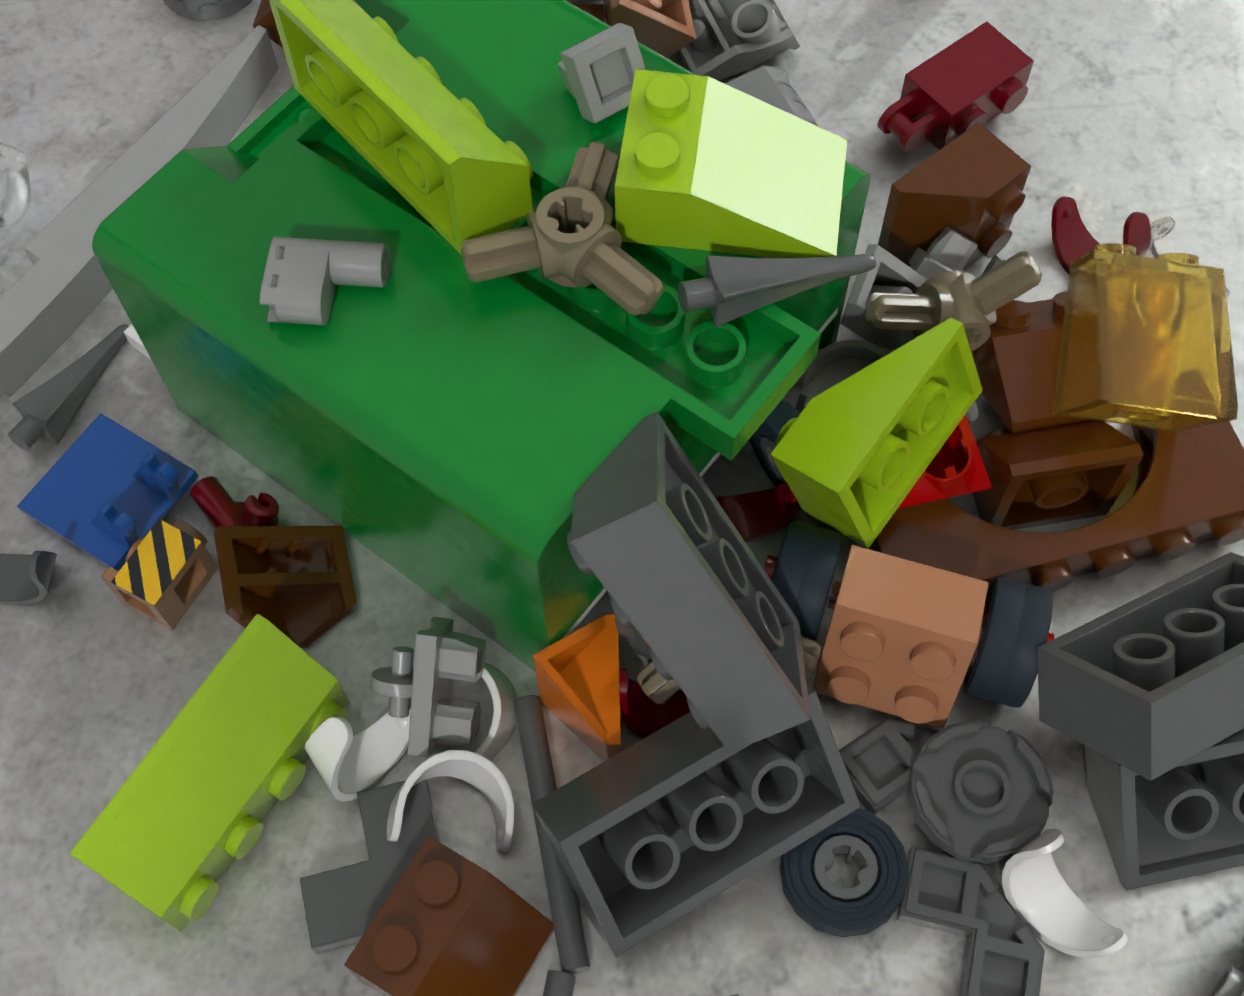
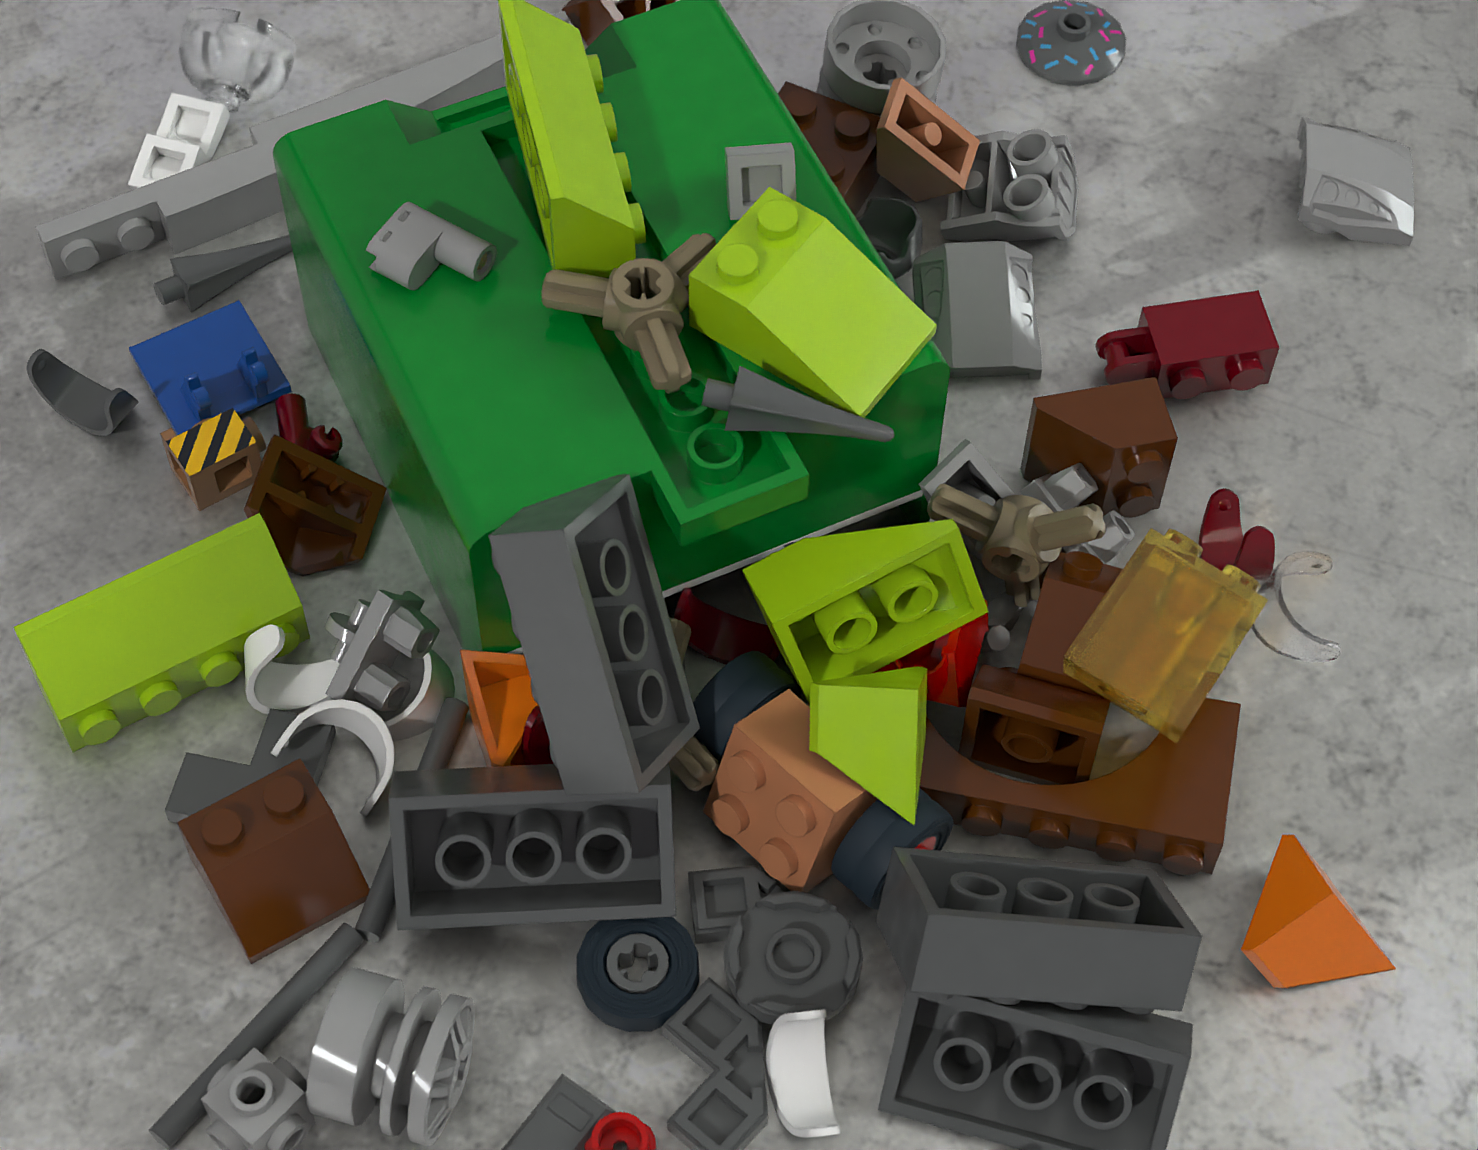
camera: 25 degrees right, 5 degrees down
(966, 546) = (874, 732): none -> lime slope

